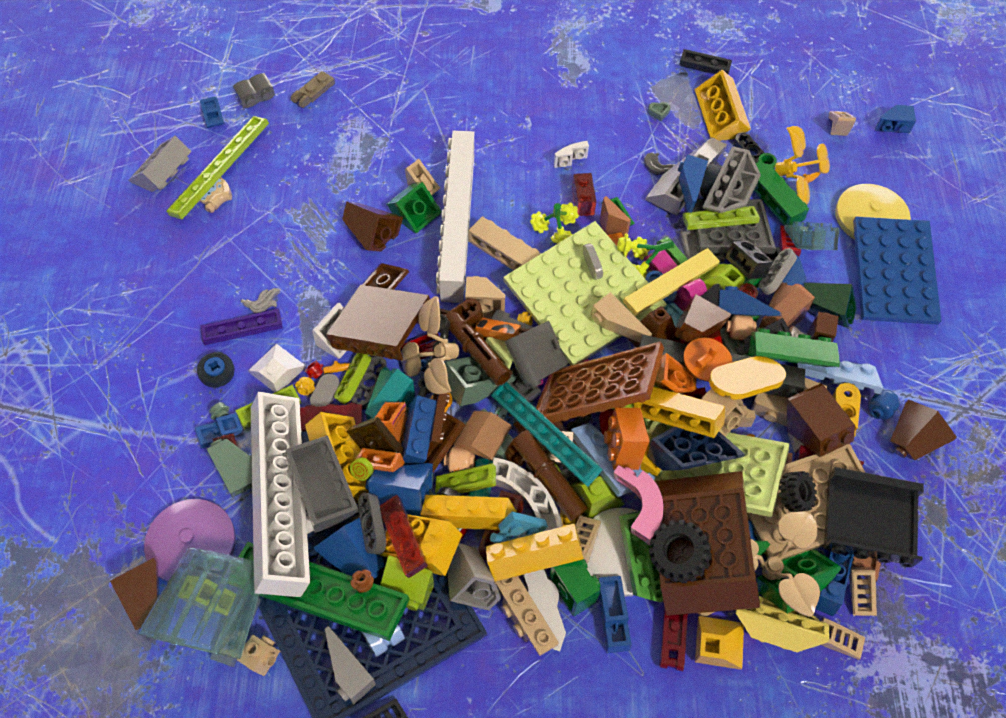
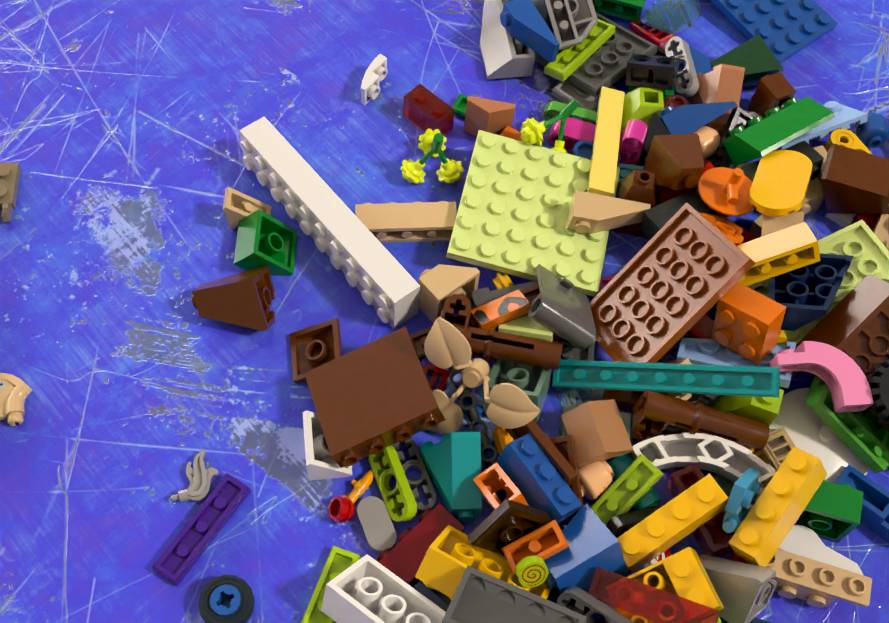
camera: 45 degrees left, 0 degrees up
(277, 368) = (293, 543): white slope -> none
(305, 386) = (350, 535): yellow plate -> none
(592, 261) = (524, 171): light grey tile -> none
(652, 164) = (460, 40): dark grey piece -> none

